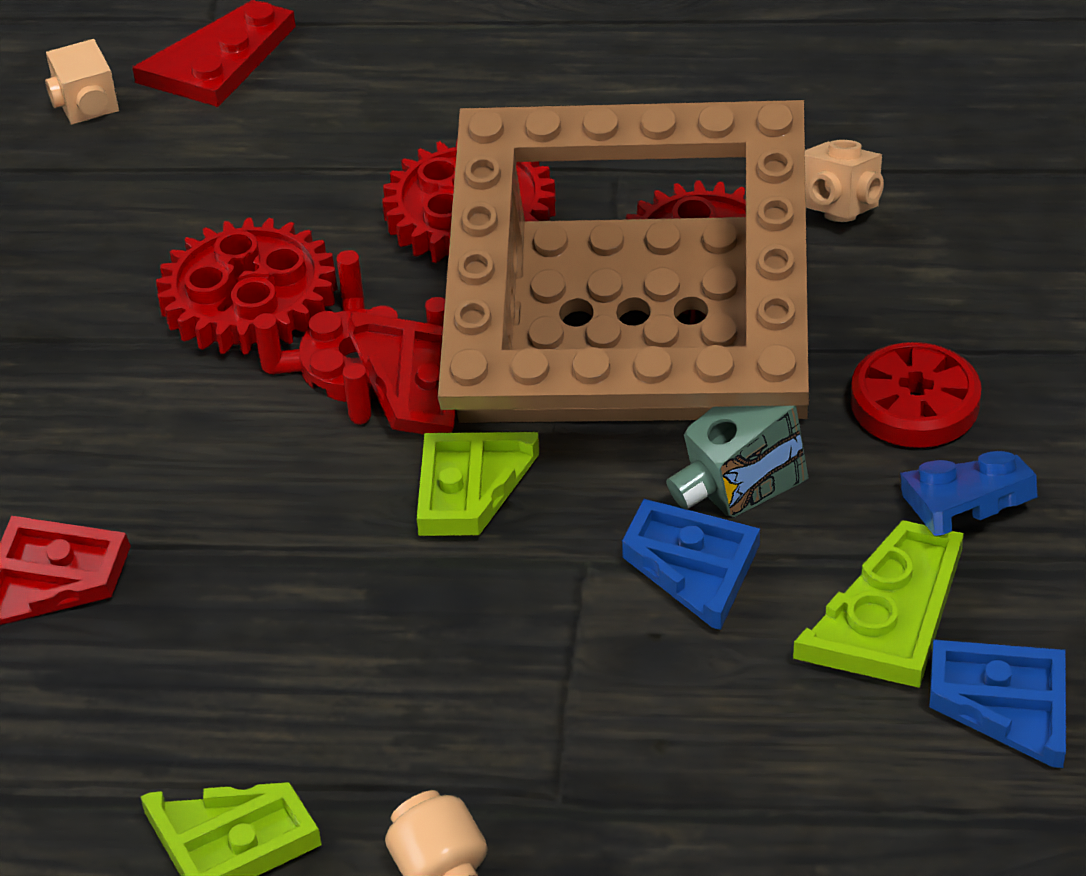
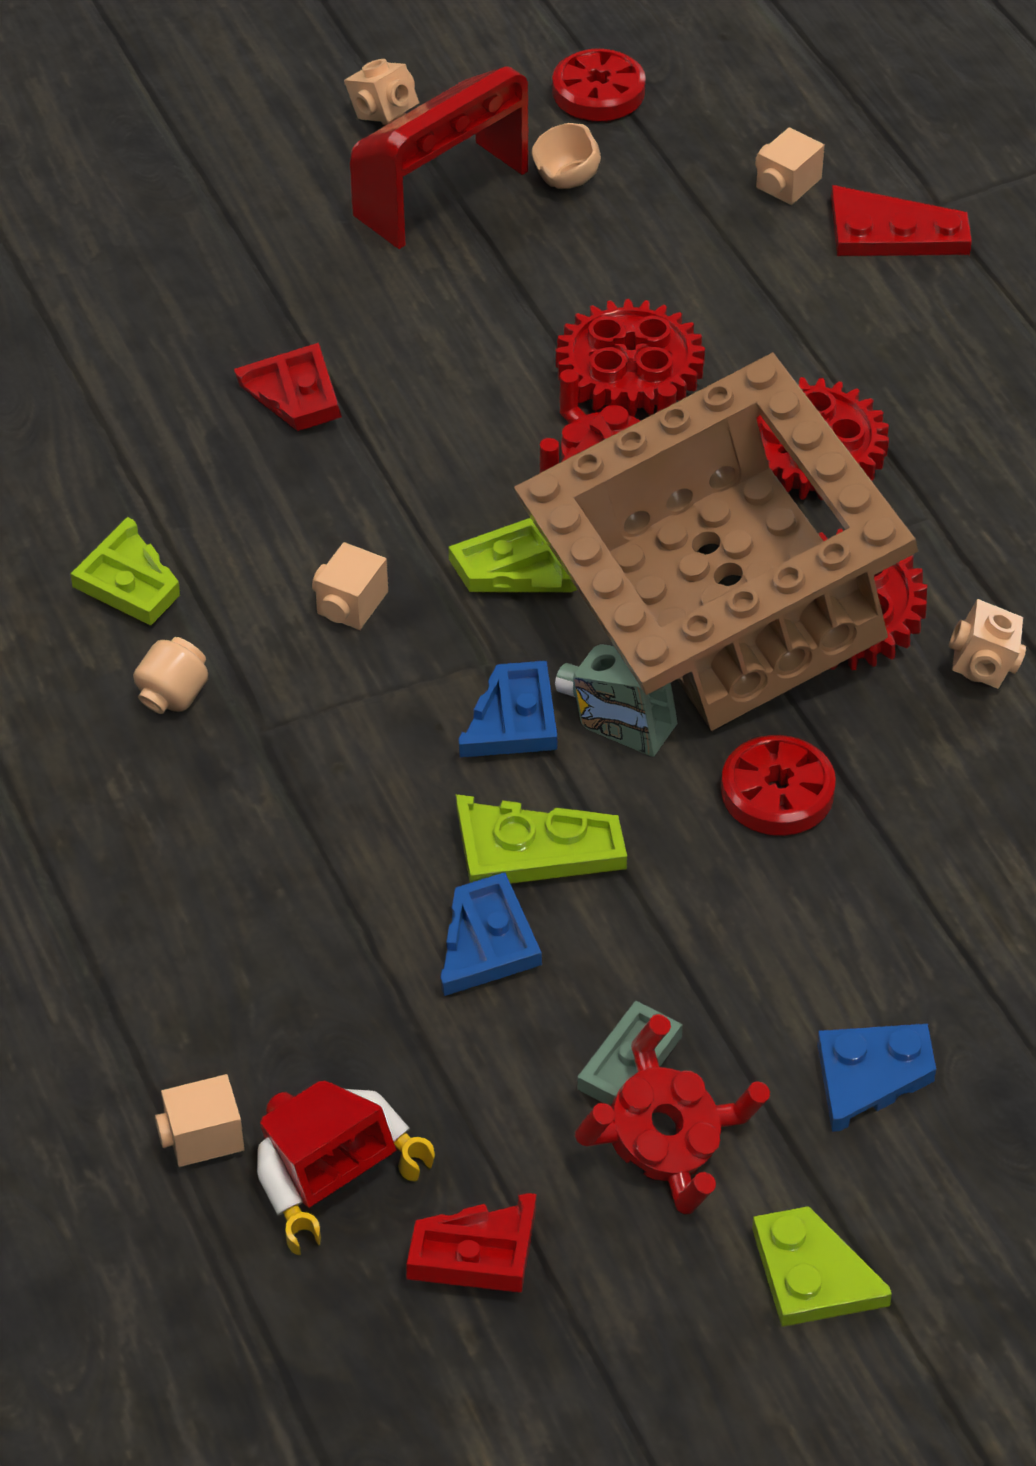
camera: 60 degrees right, 5 degrees up
(410, 625) = (350, 585): none -> light nougat brick
(985, 486) = (679, 846): blue wing -> none

